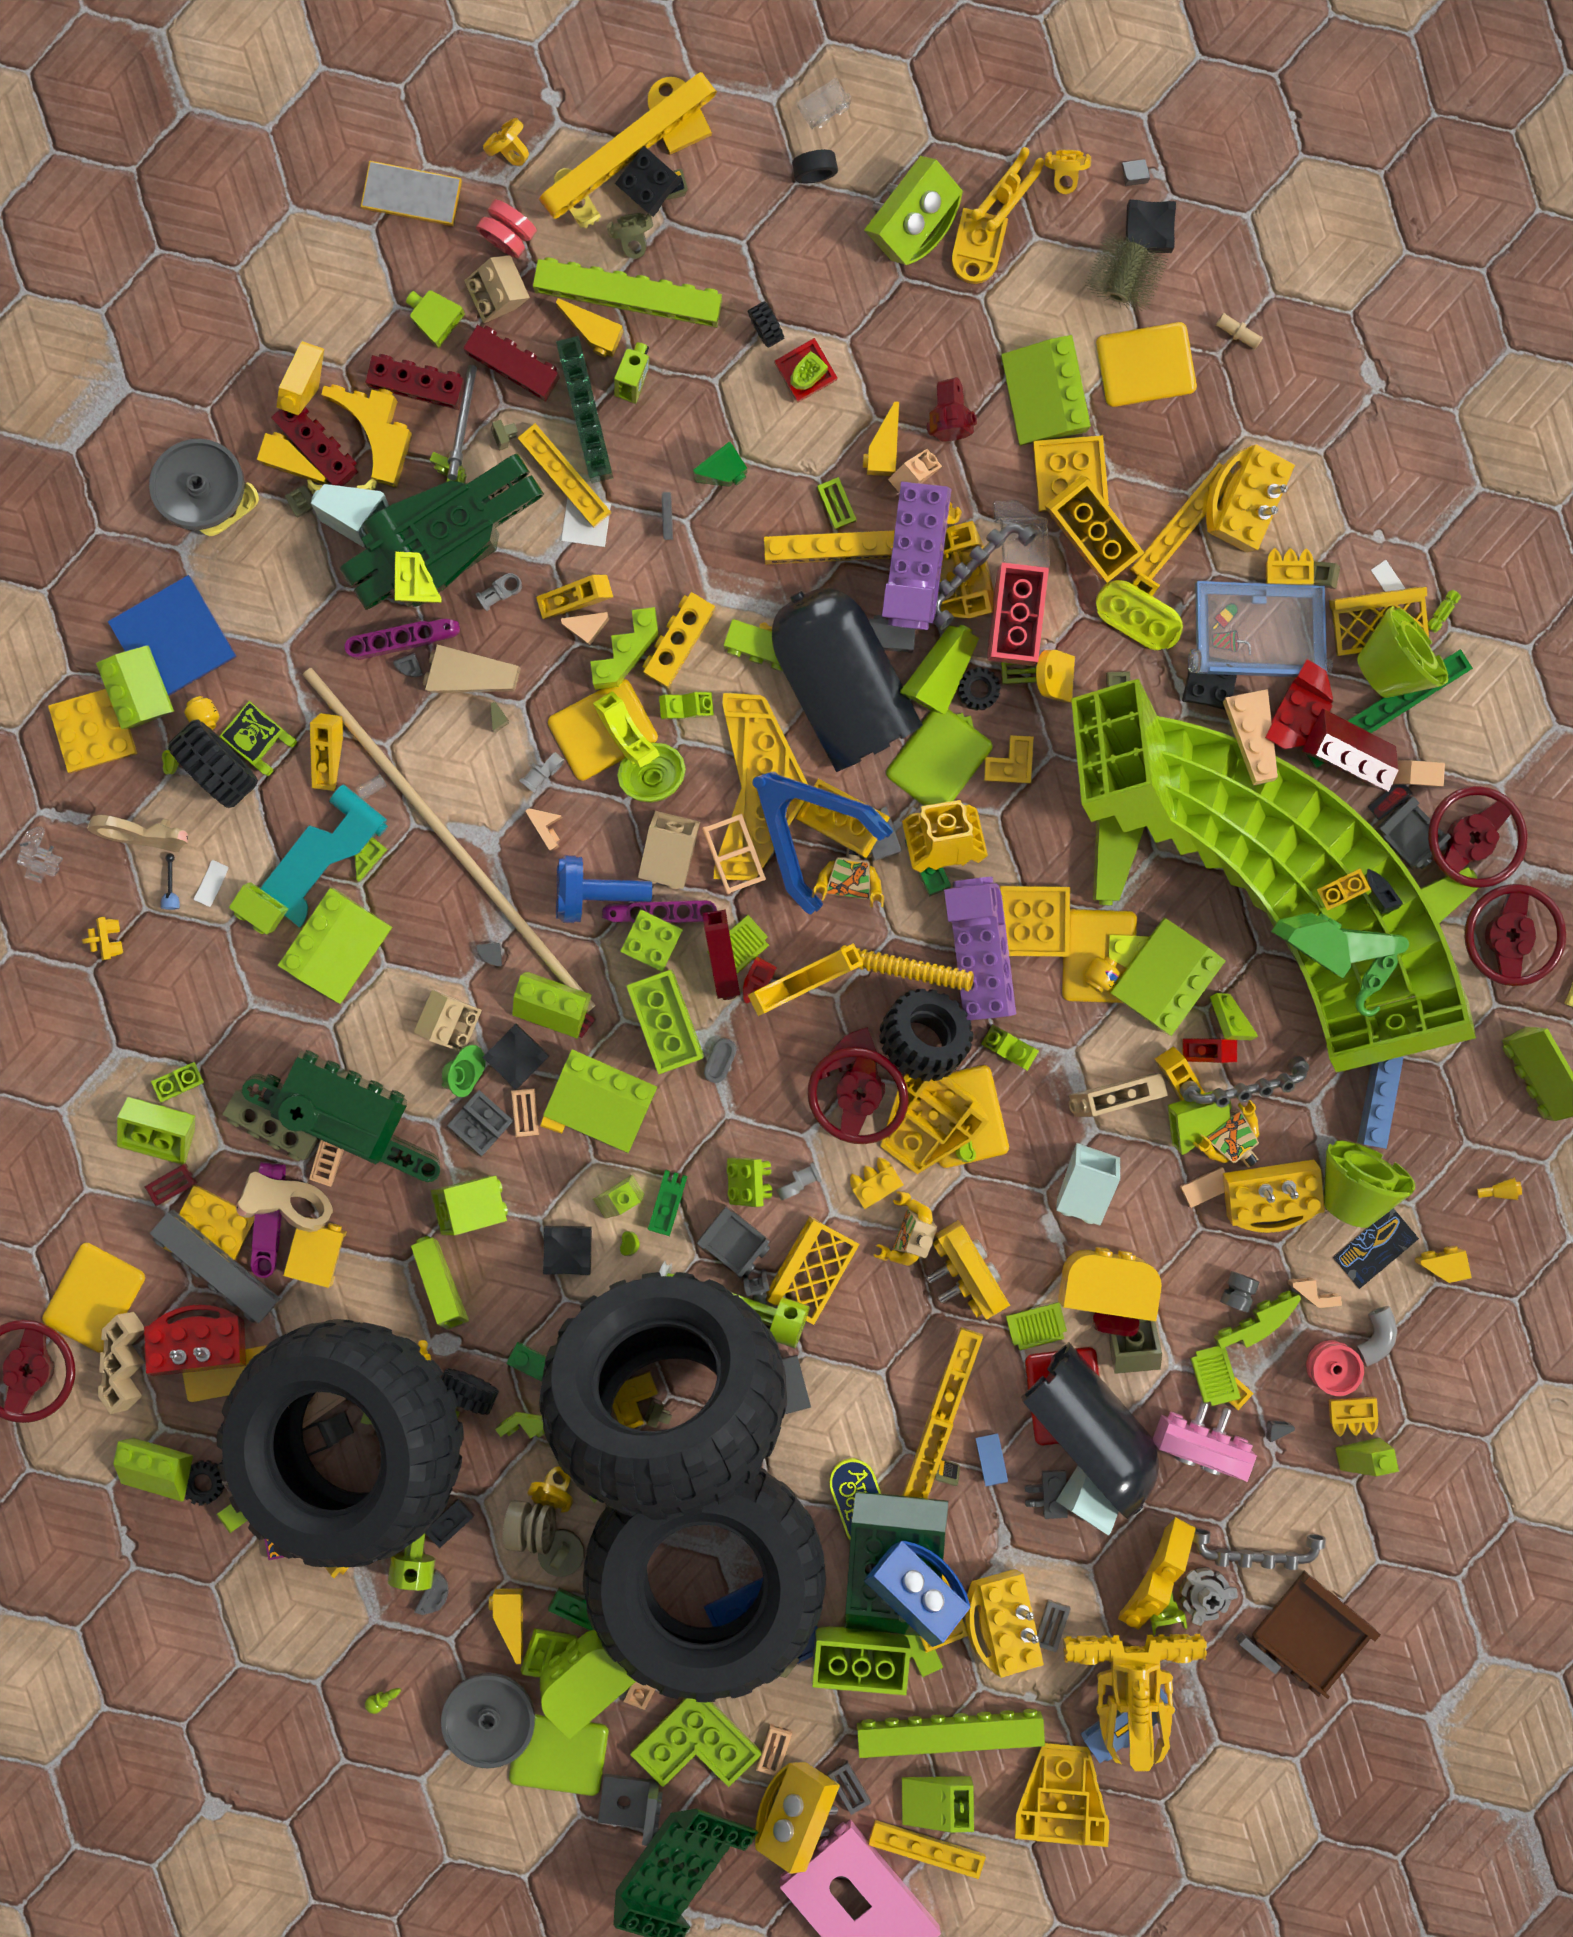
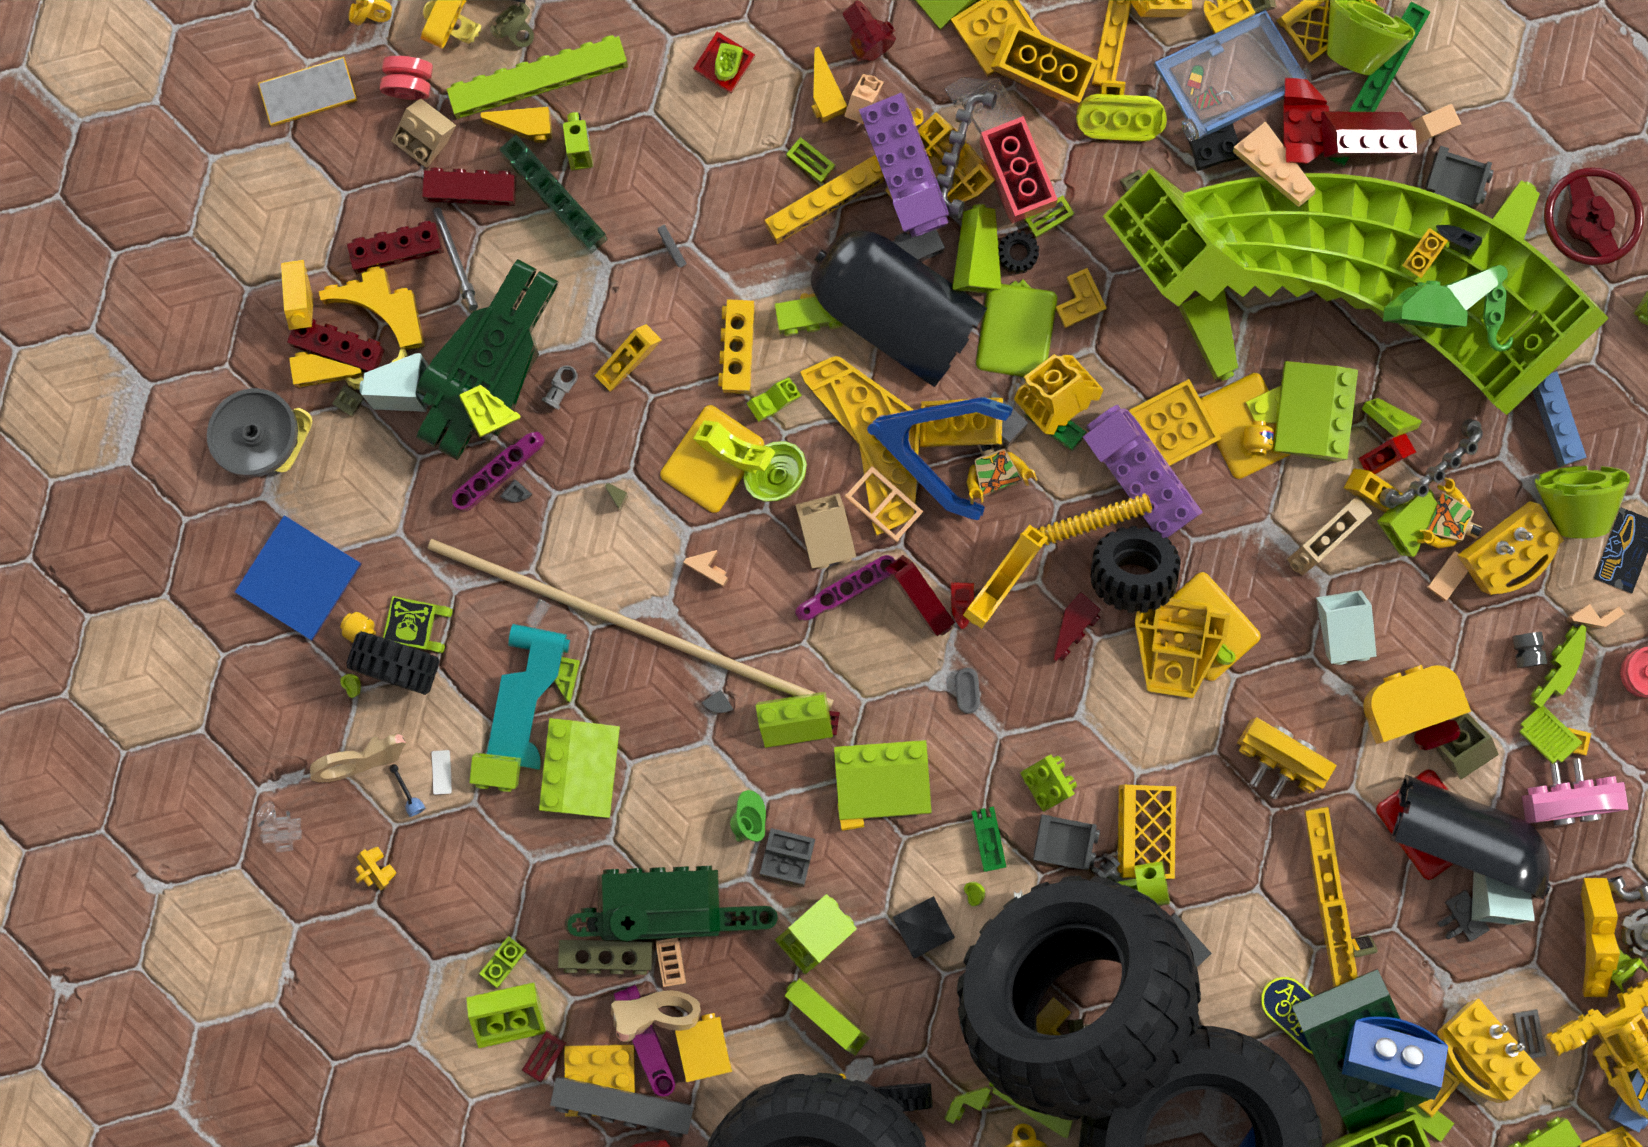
camera: 25 degrees left, 5 degrees down
(90, 731) = (269, 693): yellow plate -> none
(135, 687) = (288, 635): lime slope -> none
(326, 746) = (482, 603): yellow slope -> none
(434, 315) = (381, 183): lime torso -> none
(442, 466) = (458, 304): lime bracket -> none
(447, 1021) = (711, 781): tan slope -> none
(465, 672) = (571, 470): tan slope -> none
(503, 434) = (493, 251): olive tile -> none
(516, 1056) = (788, 780): black brick -> none
(527, 1132) = (811, 810): light nougat tile -> none
(527, 1361) = (944, 1045): green hinge -> none
(537, 774) = (677, 526): light grey connector -> none
(564, 475) = (564, 259): yellow plate -> none
(574, 889) = (762, 606): blue piece -> none
(579, 530) = (603, 289): white sticker -> none
(586, 626) = (651, 378): light nougat slope -> none
(619, 1198) = (944, 856): lime slope -> none
(626, 650) = (697, 378): lime brick -> none
(651, 940) = (853, 615): lime plate -> none
(665, 1021) = (902, 678): lime brick -> none
(721, 468) = (697, 181): green slope -> none
(747, 942) = (937, 574): lime window -> none
(766, 324) = (670, 41): black tyre -> none
(802, 1179) = (1095, 755): light grey connector -> none
(855, 1104) = (1107, 665): dark red piece -> none
(876, 1184) = (1162, 726): yellow plate -> none
(914, 1234) = (1219, 750): torso -> none
(991, 1460) = (1395, 914): medium blue slope -> none
(1010, 1047) = (1213, 545): lime slope -> none
(1037, 1326) = (1370, 776): lime window -> none
(1055, 675) = (1078, 204): yellow tile -> none
(1278, 1429) = (1629, 754): dark grey slope -> none
(1390, 800) = (1422, 161): sticker -> none
(1484, 829) = (1516, 141): dark red piece -> none

